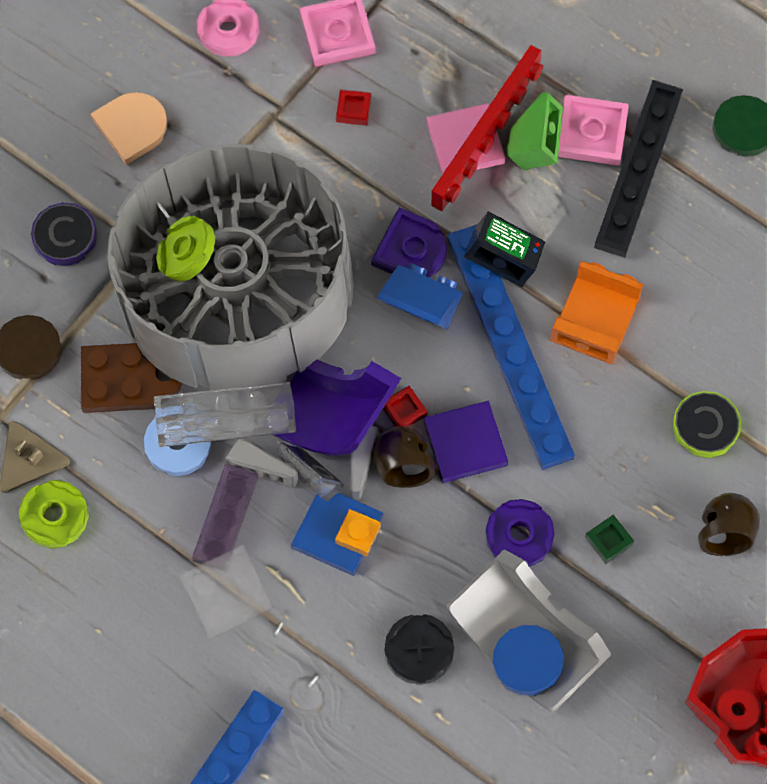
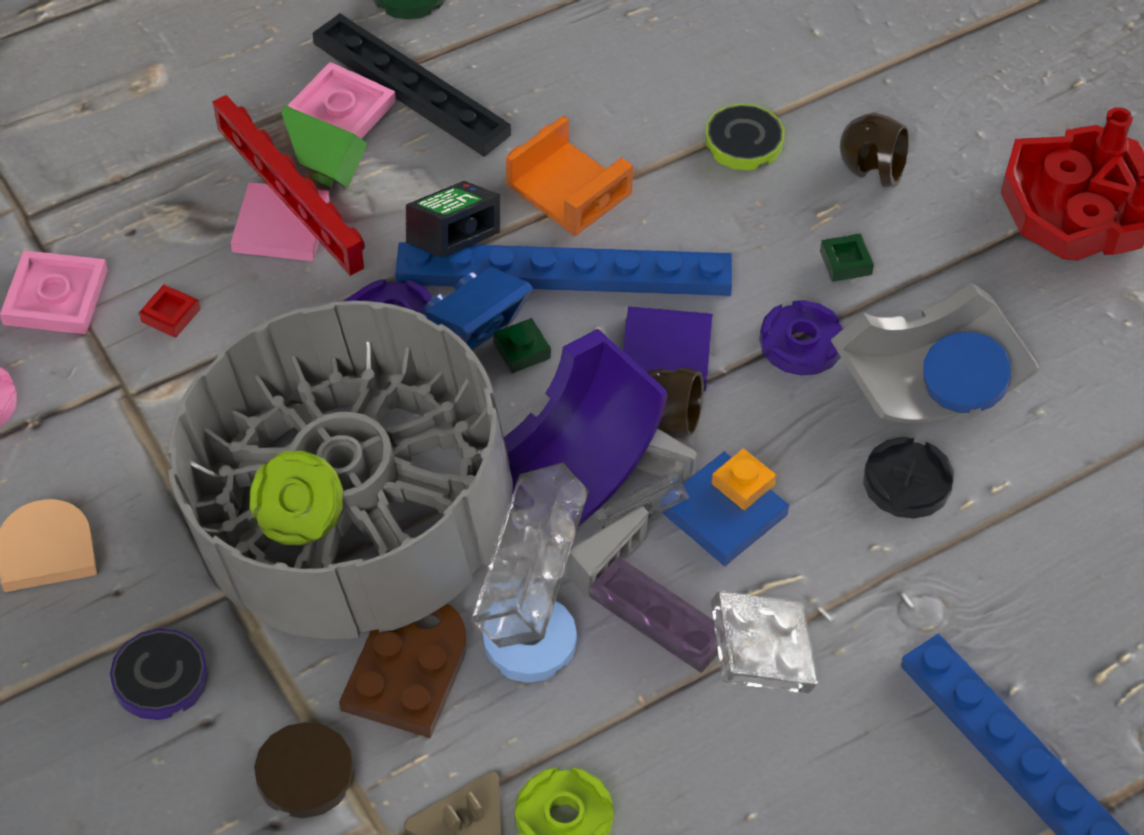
camera: 70 degrees left, 15 degrees down
(424, 343) = (522, 345): none -> dark green plate

